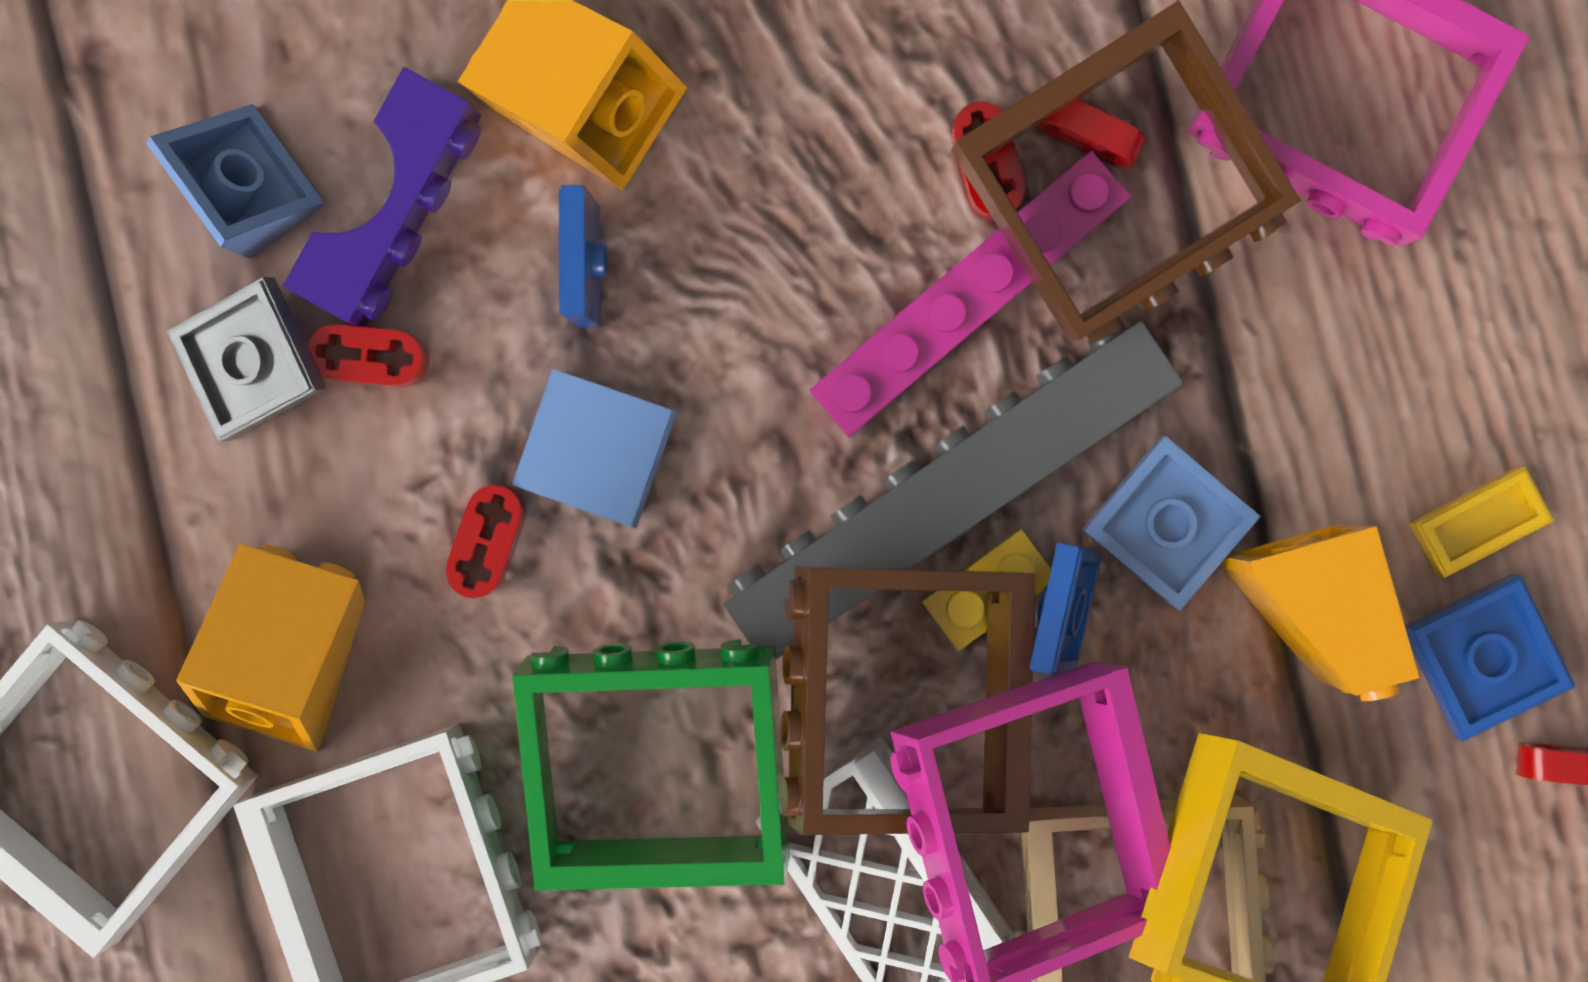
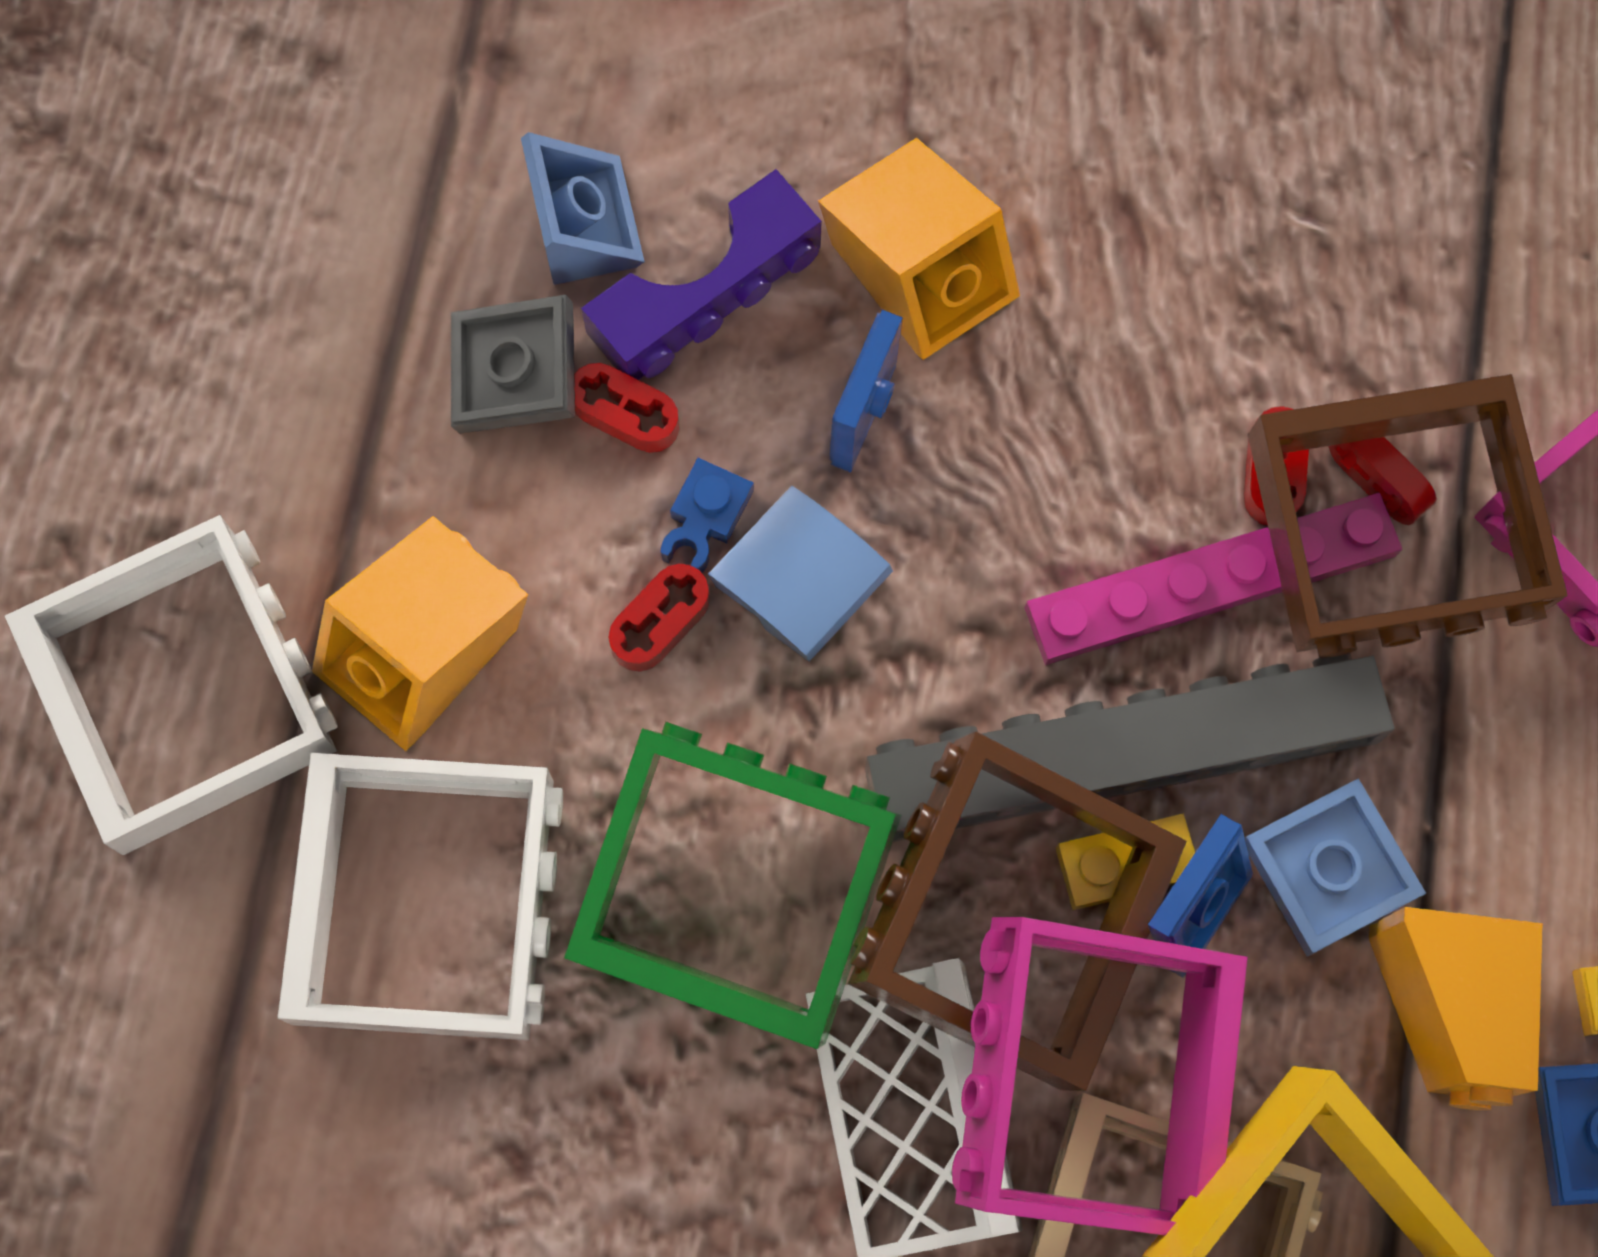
camera: 20 degrees right, 15 degrees down
(485, 416) = (707, 507): none -> blue plate

